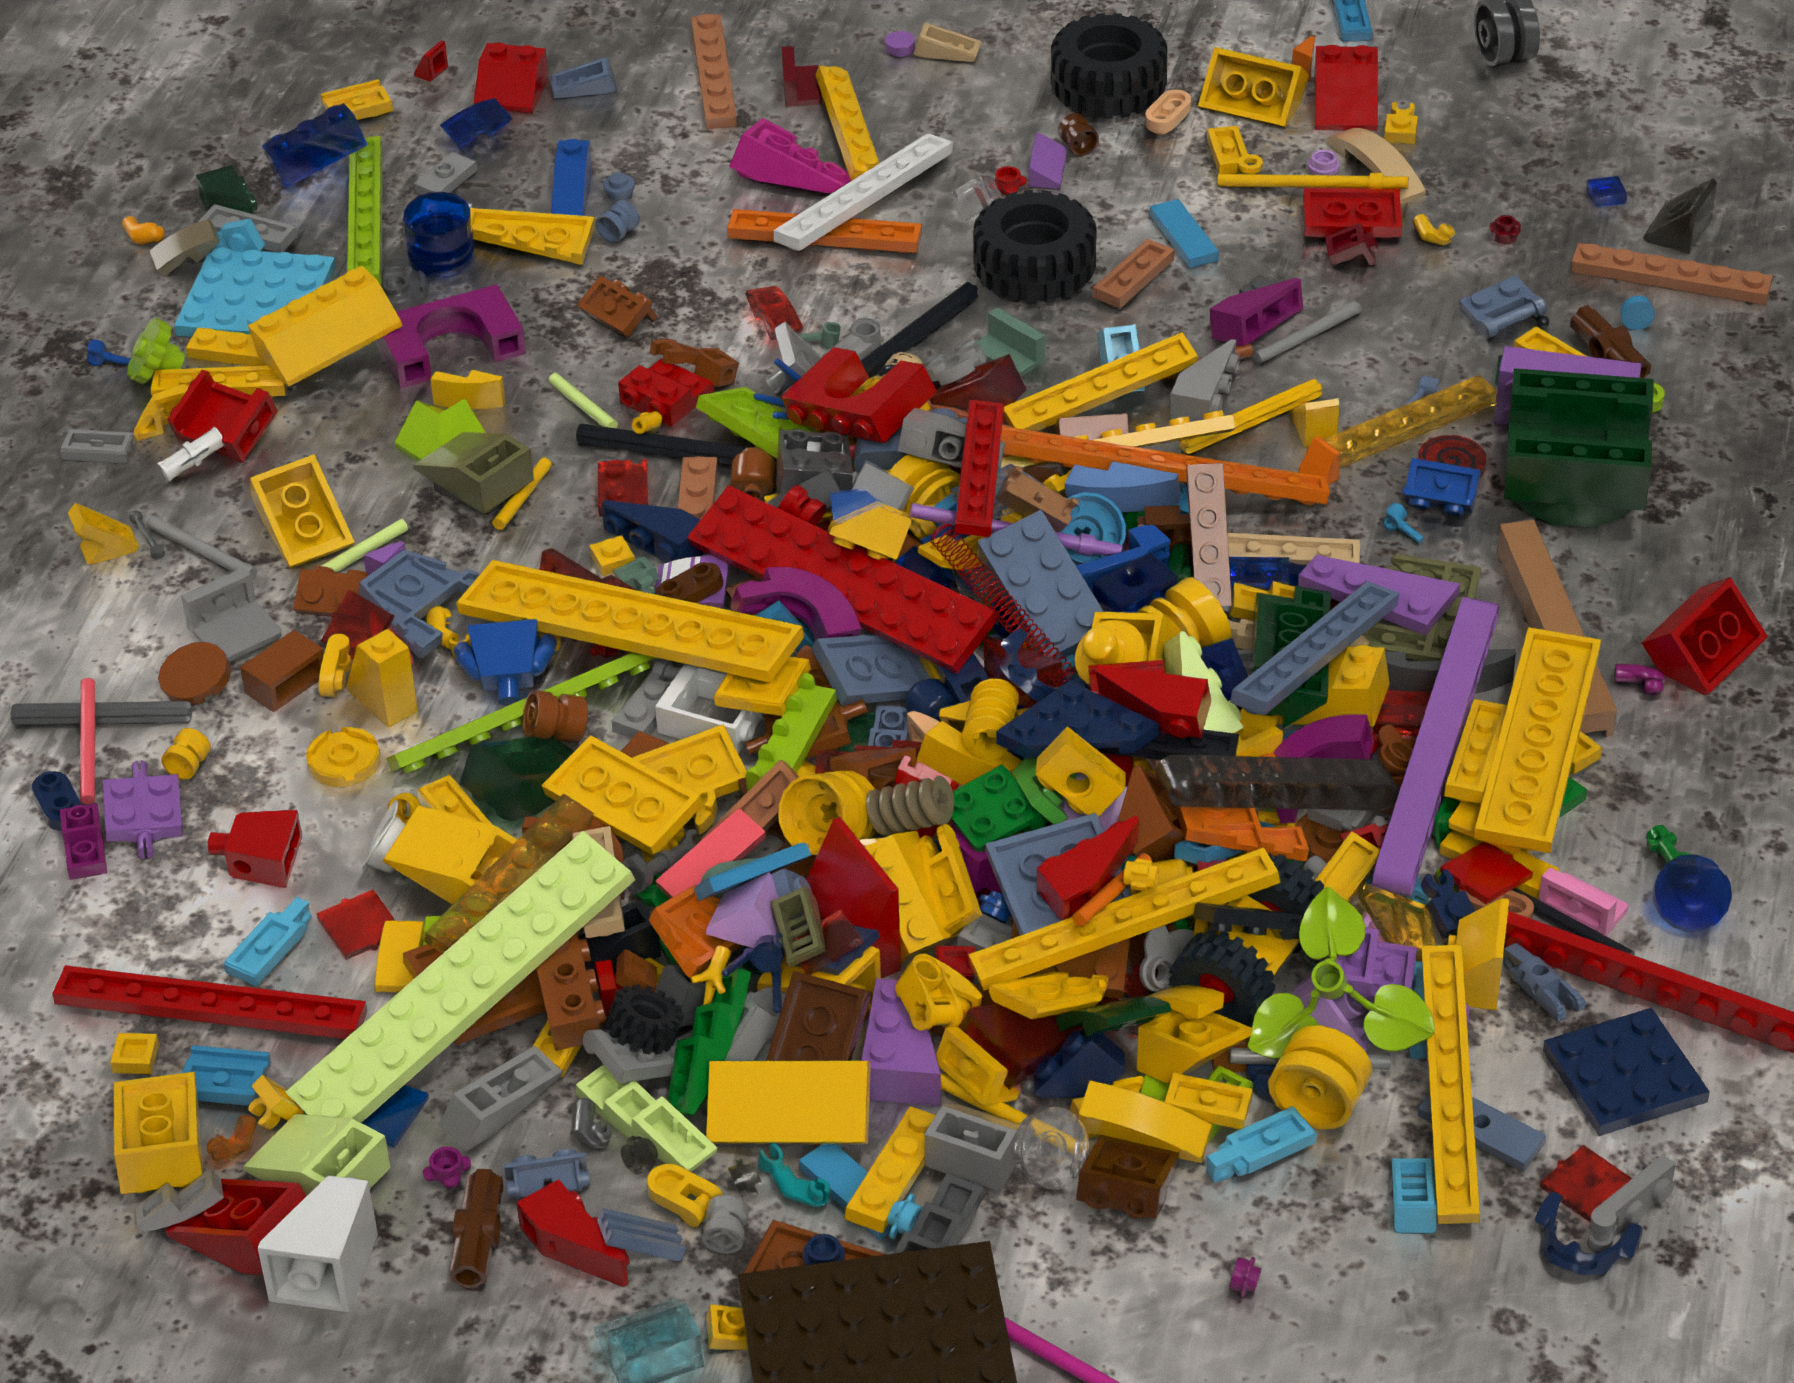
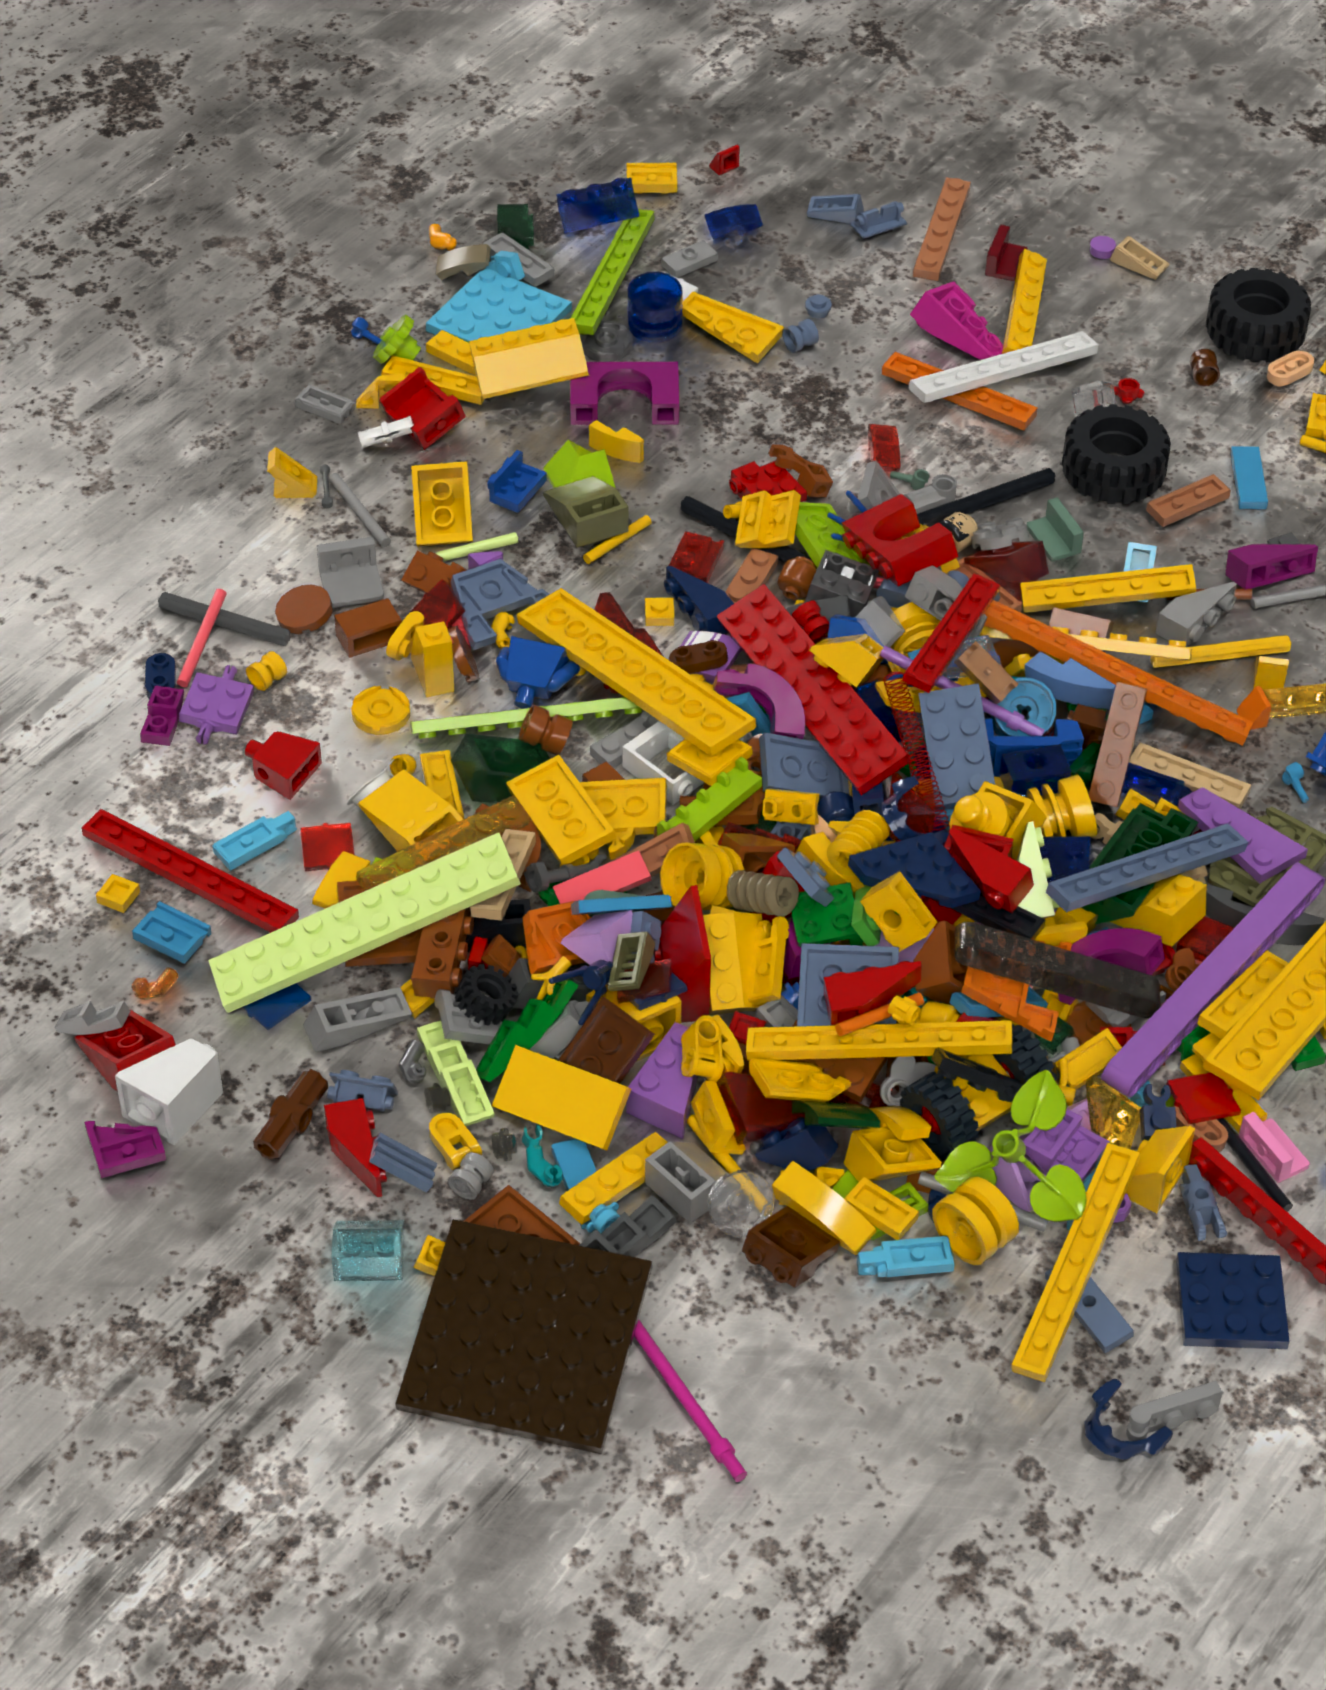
camera: 20 degrees right, 5 degrees up
(157, 1132) = (100, 960): yellow slope -> none
(273, 1101) = (195, 965): yellow tile -> none
(293, 1332) = (124, 1147): none -> magenta wing
(320, 1147) = (208, 1017): yellowish green slope -> none
(374, 467) = (515, 483): none -> blue bracket
(422, 671) = (463, 655): none -> dark orange tile
(446, 1166) = (295, 1052): magenta plate -> none
(512, 76) = (779, 190): red slope -> none
(571, 177) = (782, 289): blue slope -> none
(582, 401) = (700, 478): yellowish green bar -> none
(616, 306) = (763, 407): dark orange bracket -> none
(638, 574) = (667, 635): sand green plate -> none
(639, 81) = (873, 222): none -> sand blue hinge
(690, 420) = (767, 520): none -> yellow slope
(823, 1249) = (529, 1223): dark blue plate -> none
(883, 710) = (791, 806): none -> yellow hips
(959, 770) = (808, 874): none -> sand blue plate
(1046, 163) = (1167, 384): medium lavender slope -> none
(1245, 1276) = (839, 1358): magenta plate -> none
(1414, 1197) = (1003, 1341): medium azure slope -> none
(1584, 1181) = (1149, 1377): clear red piece -> none

